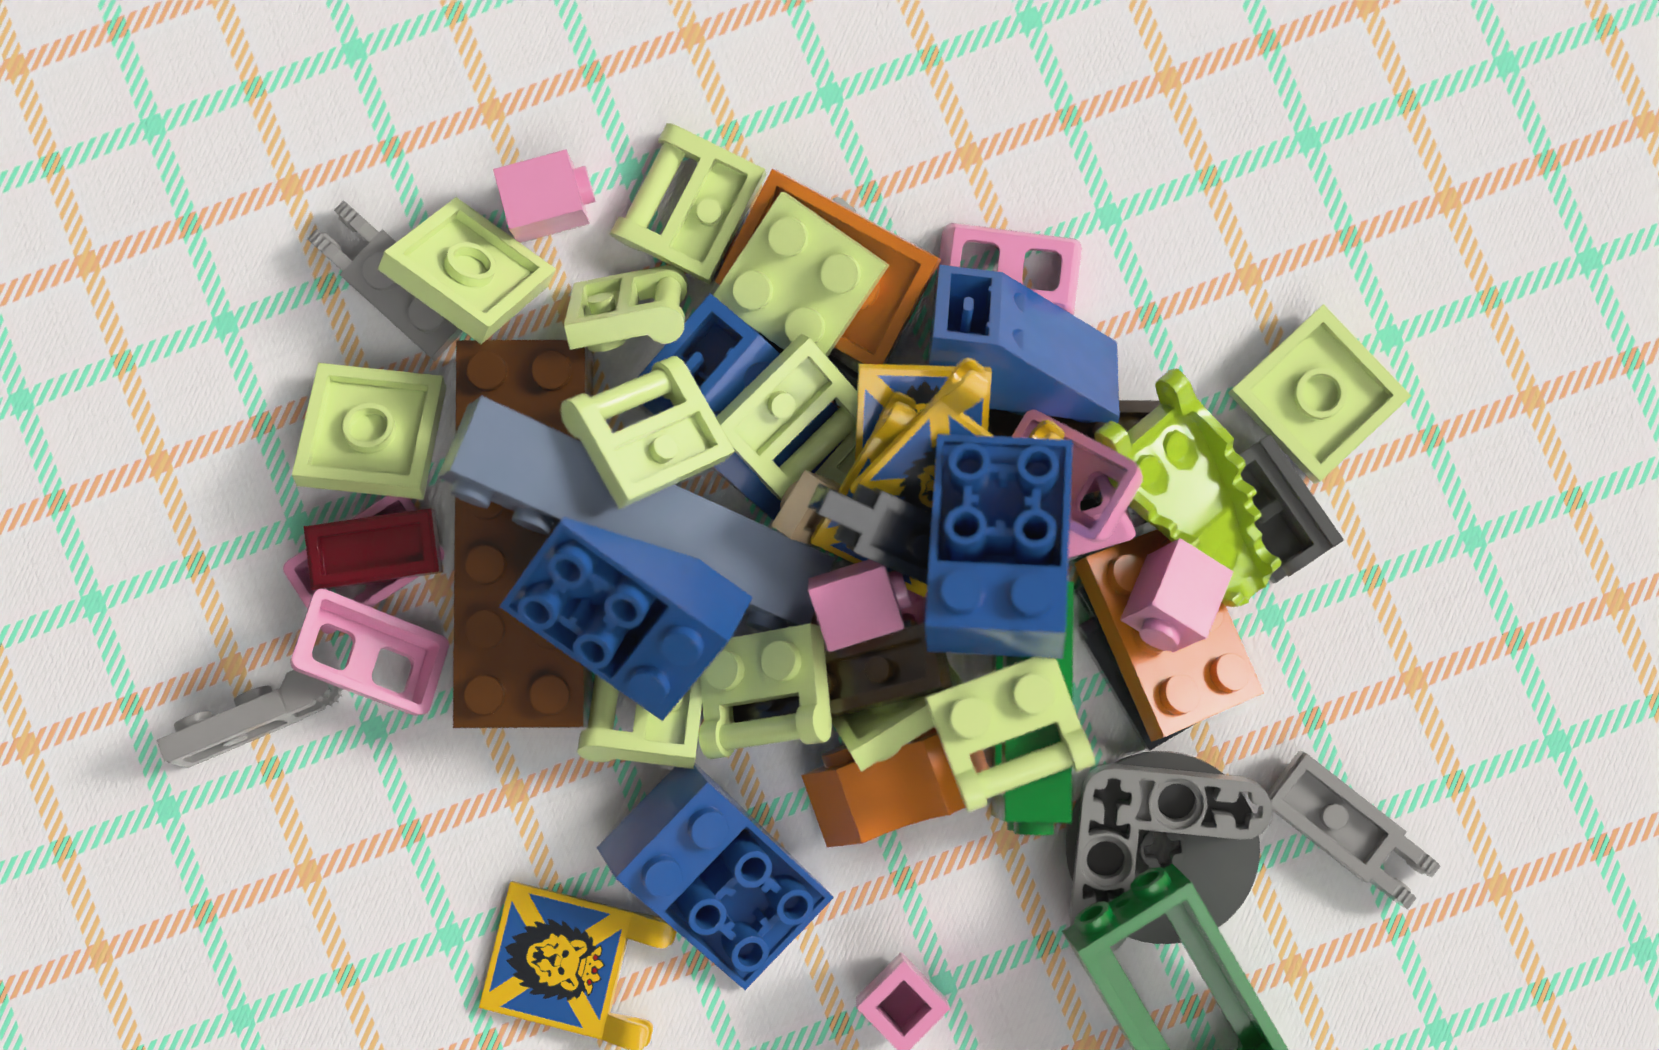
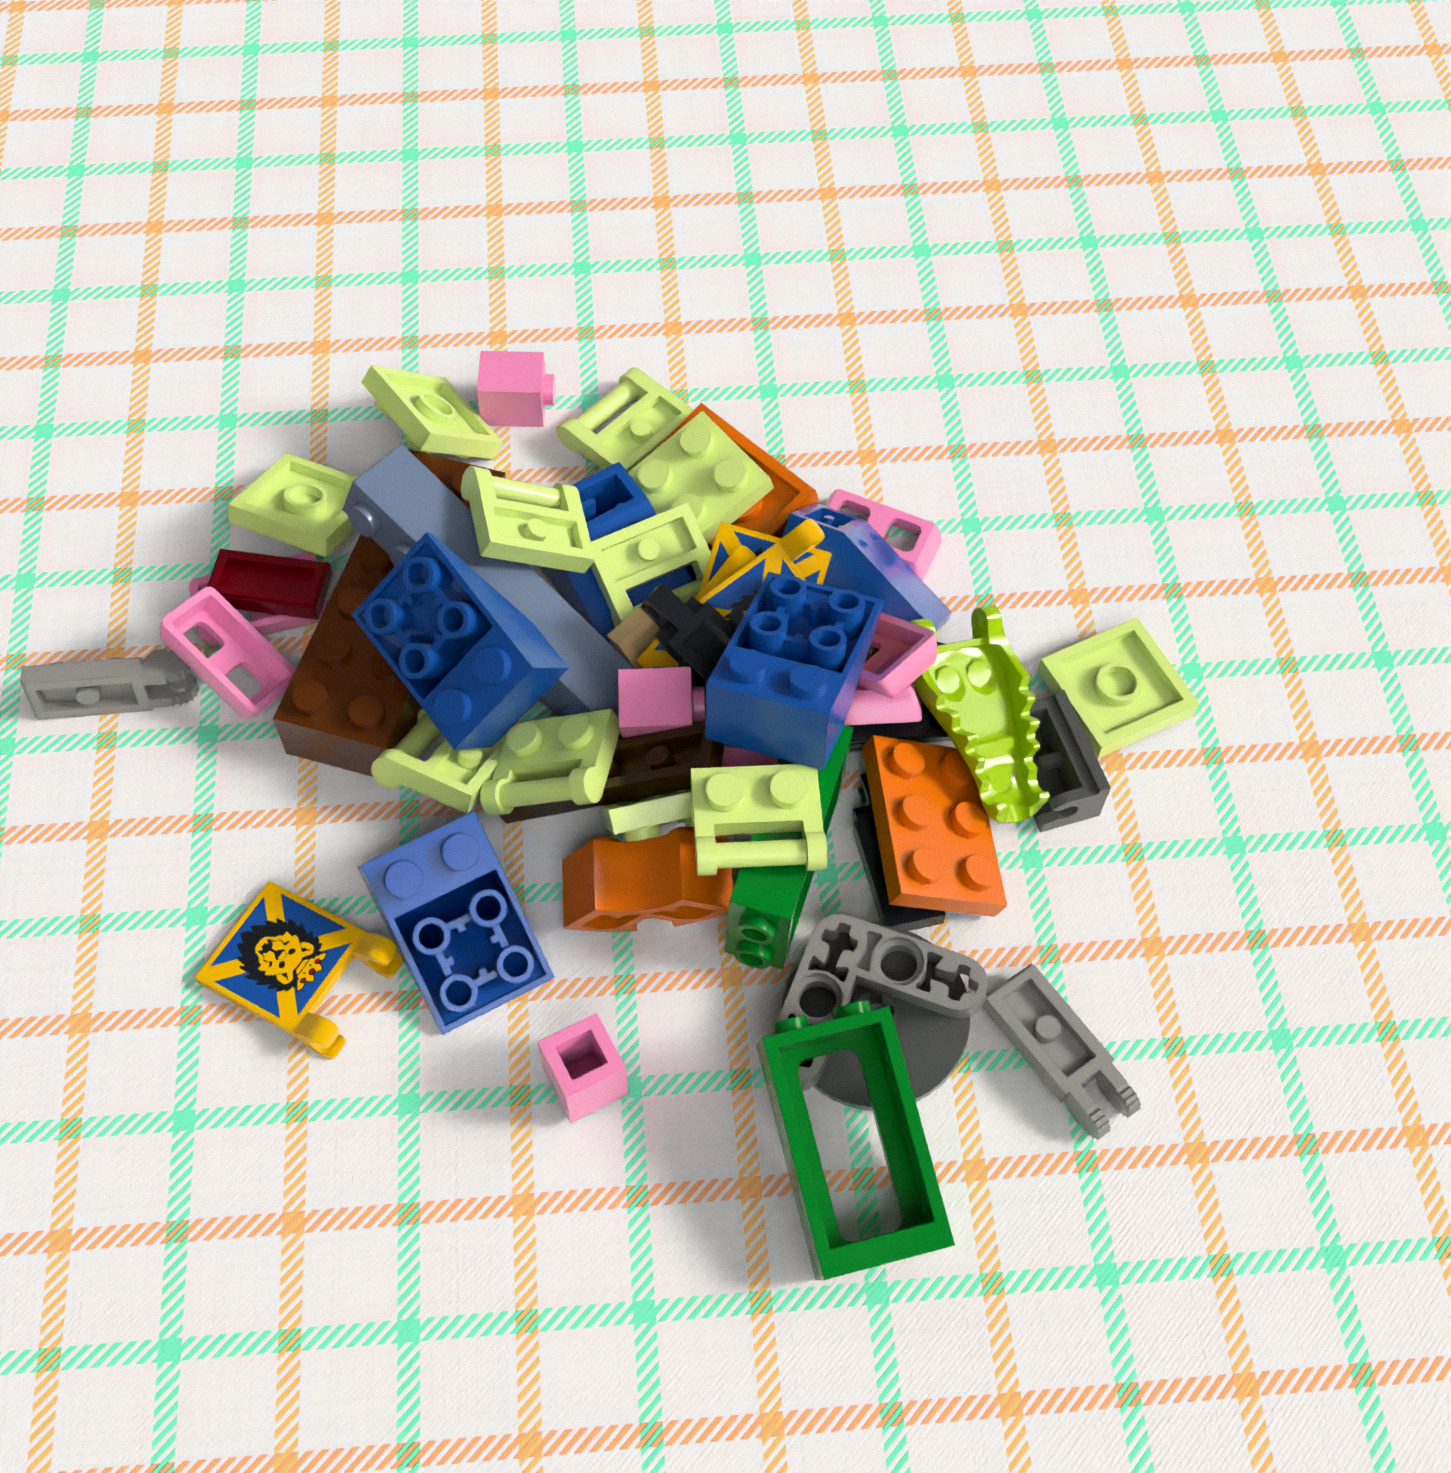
camera: 15 degrees right, 25 degrees down
(409, 314) = (363, 422): light grey hinge -> none
(608, 309) = (542, 462): yellowish green plate -> none
(1176, 596) = (943, 775): bright pink brick -> none

